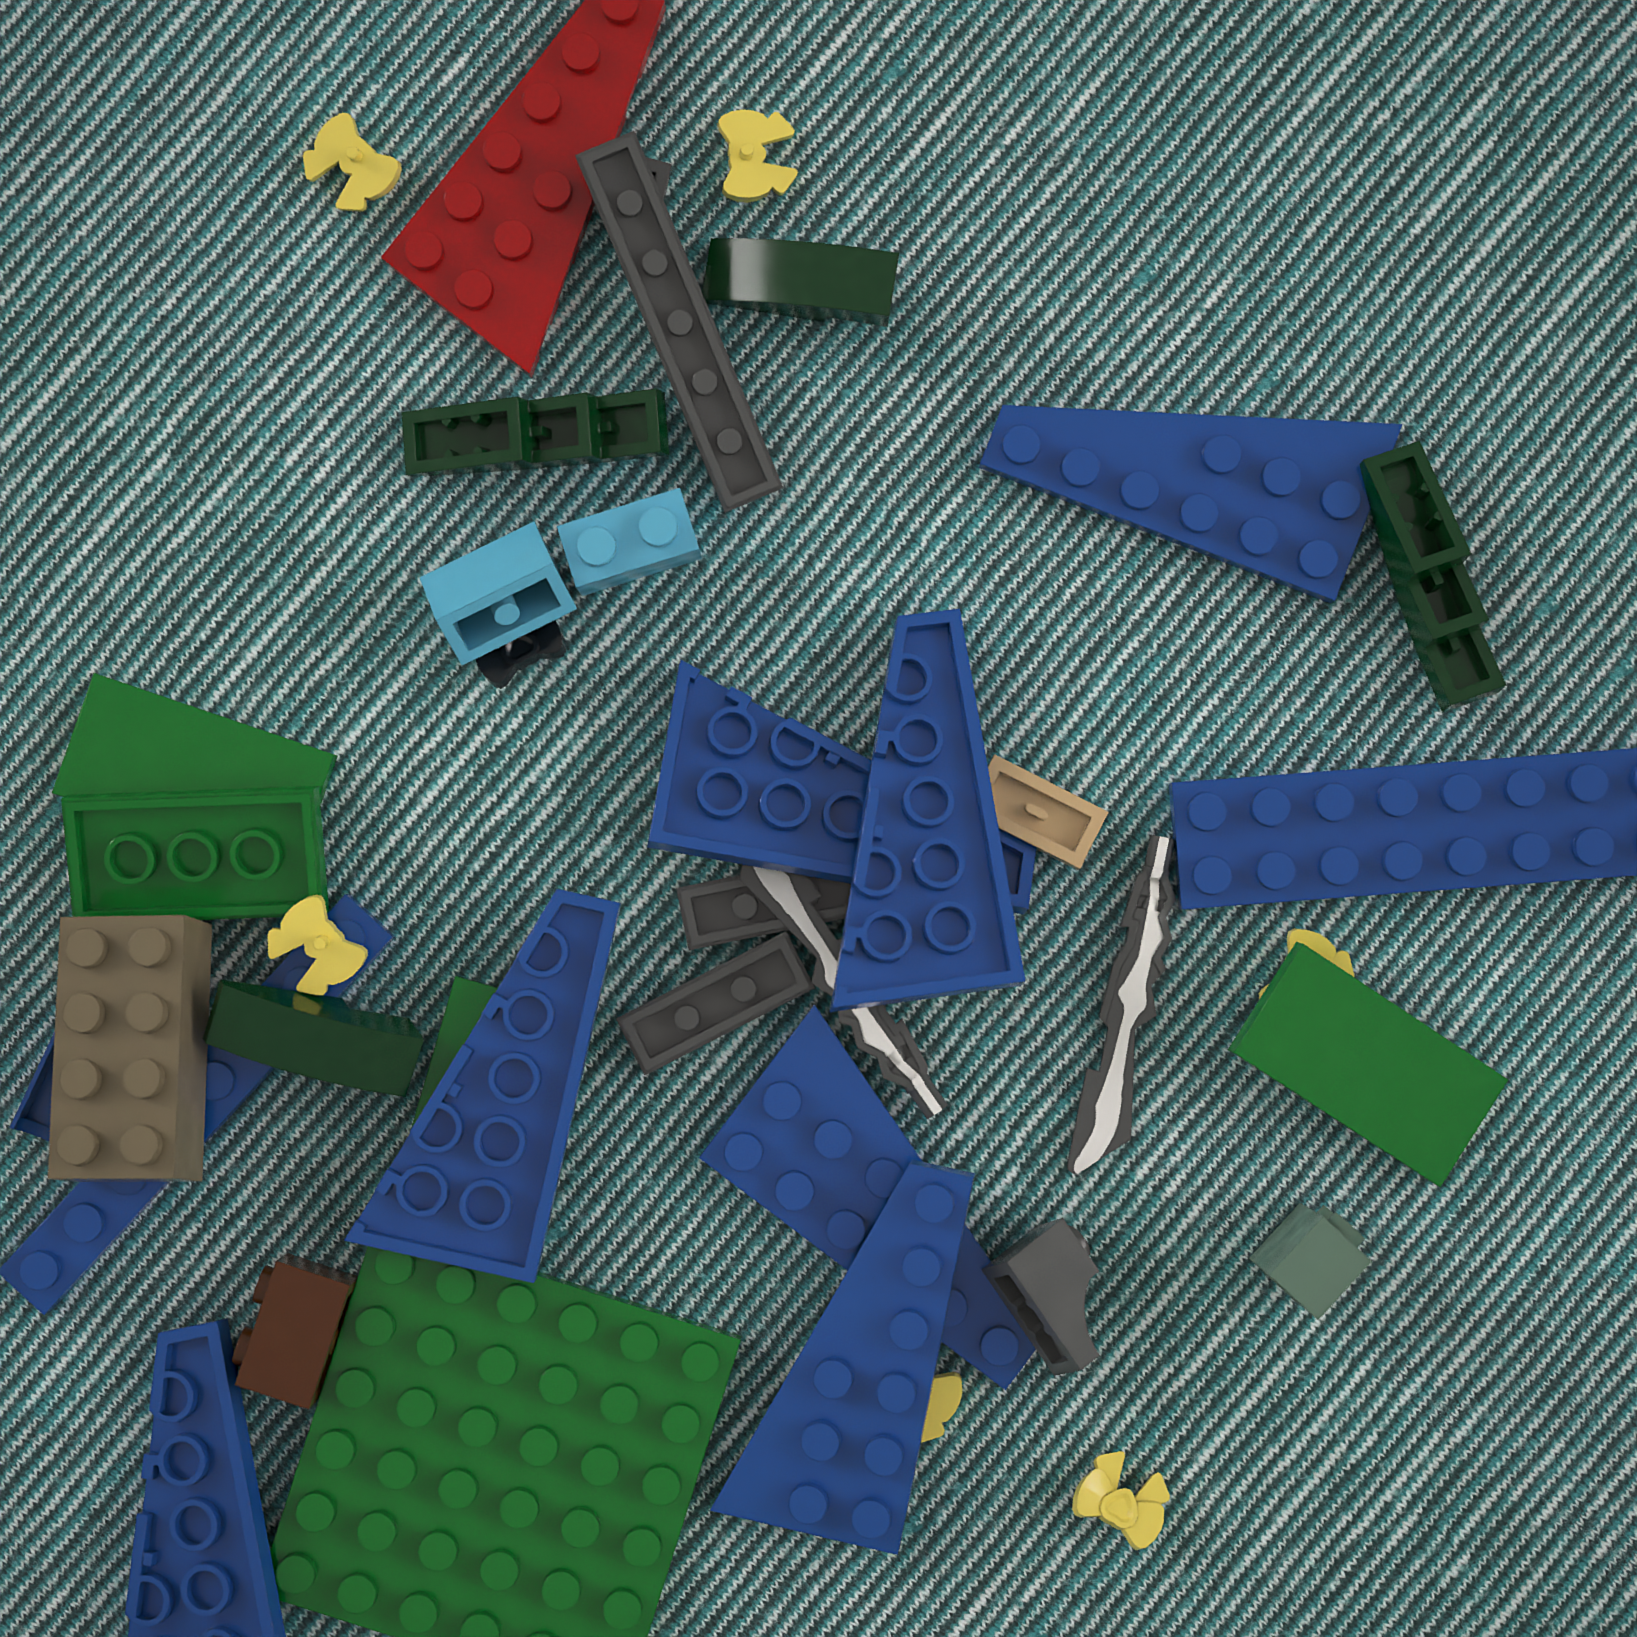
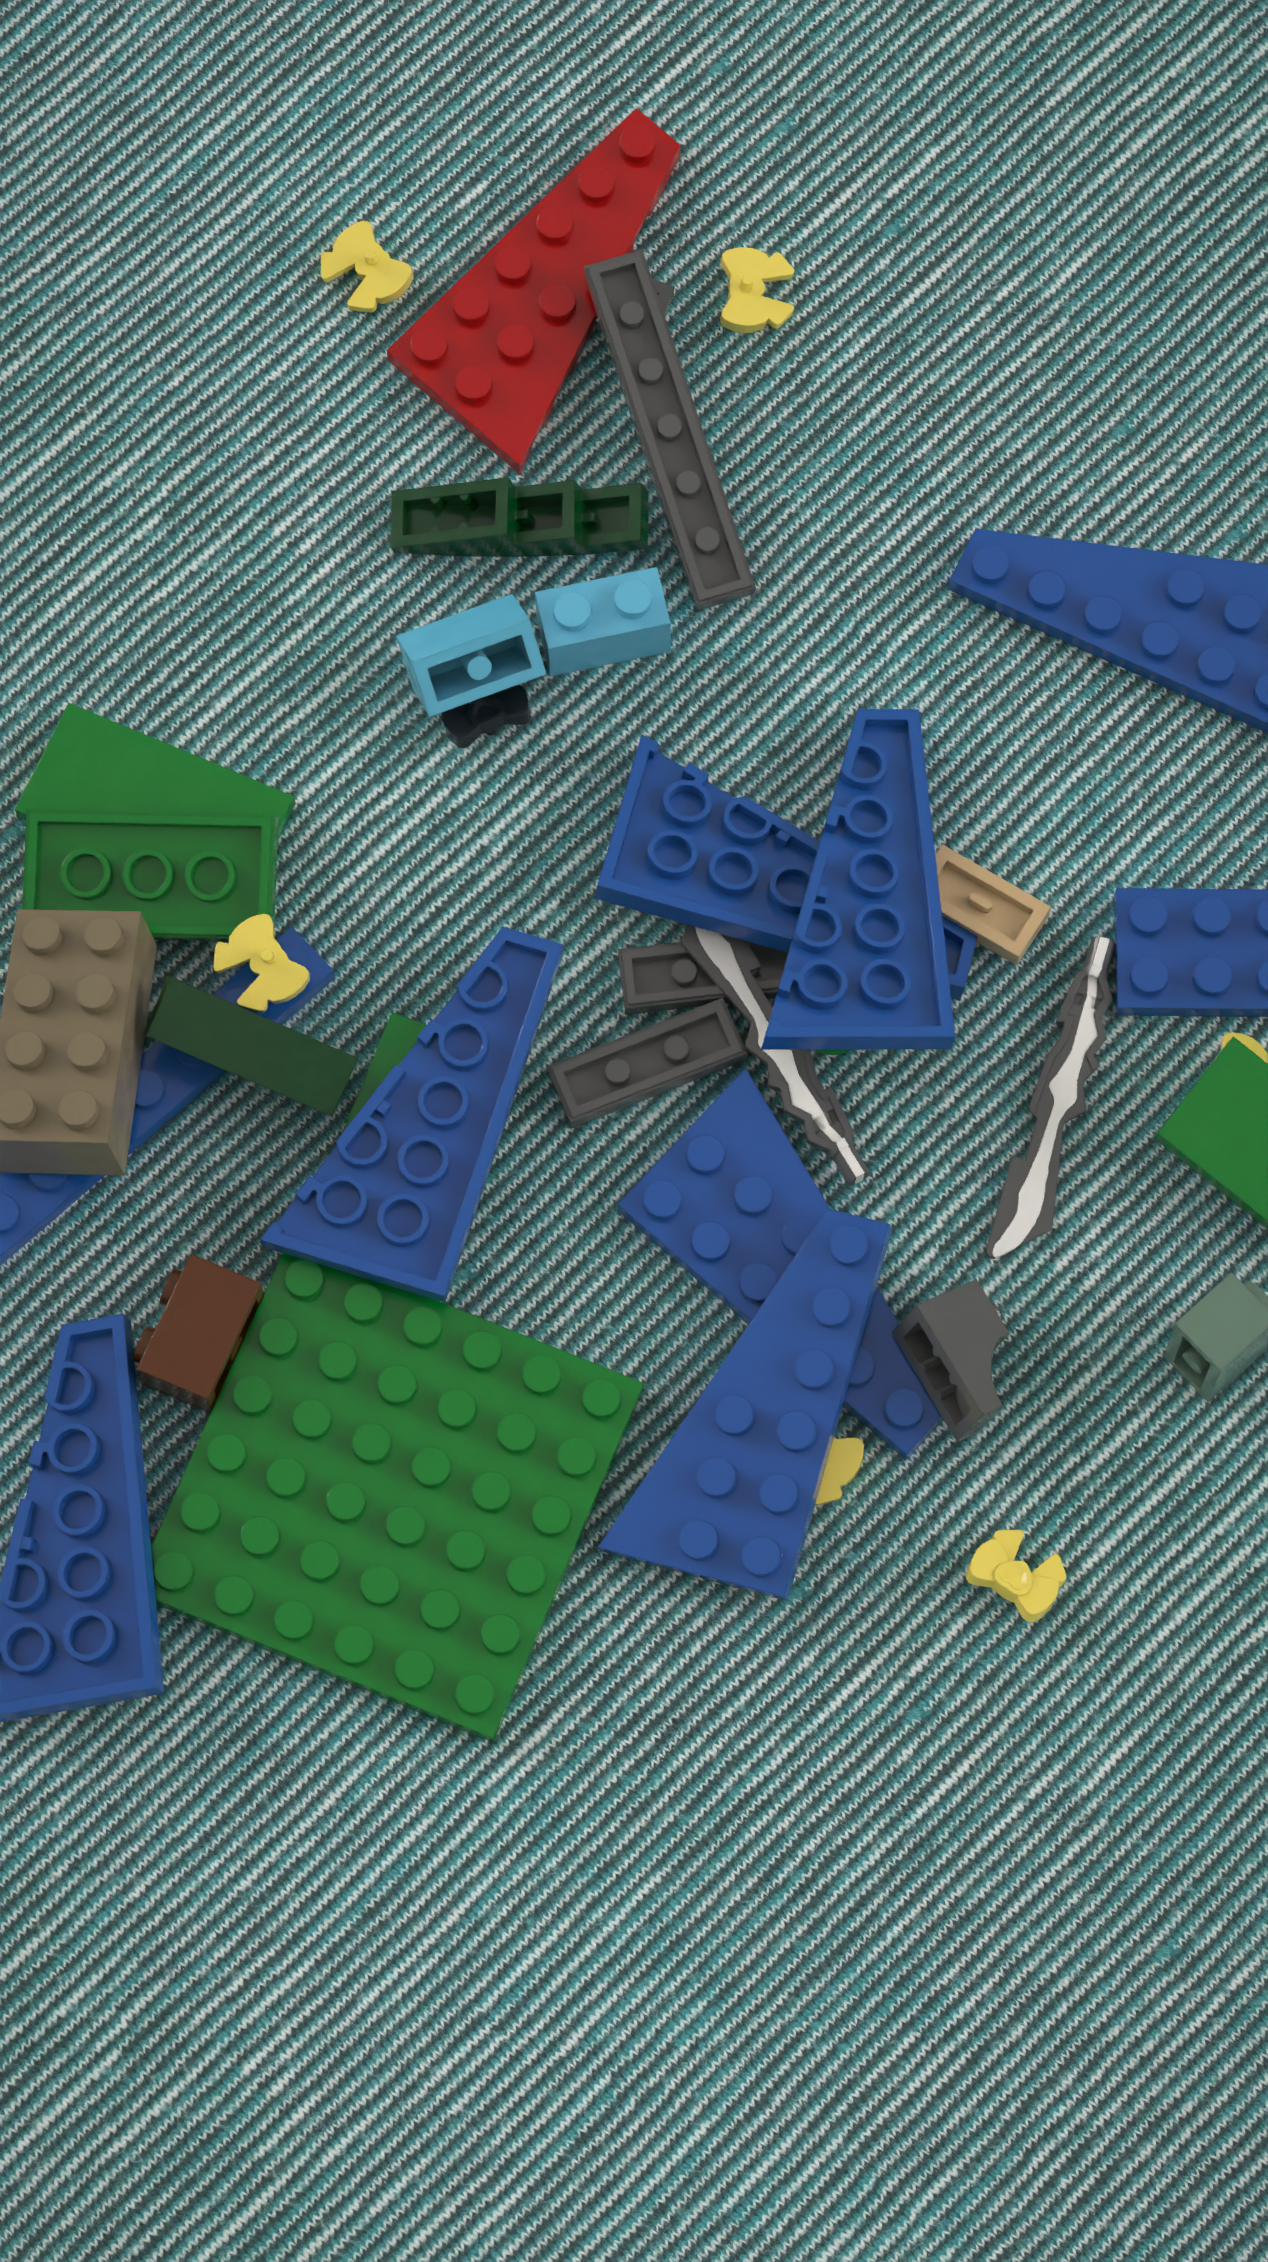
camera: 10 degrees right, 15 degrees down
(801, 279) = (791, 399): dark green slope -> none

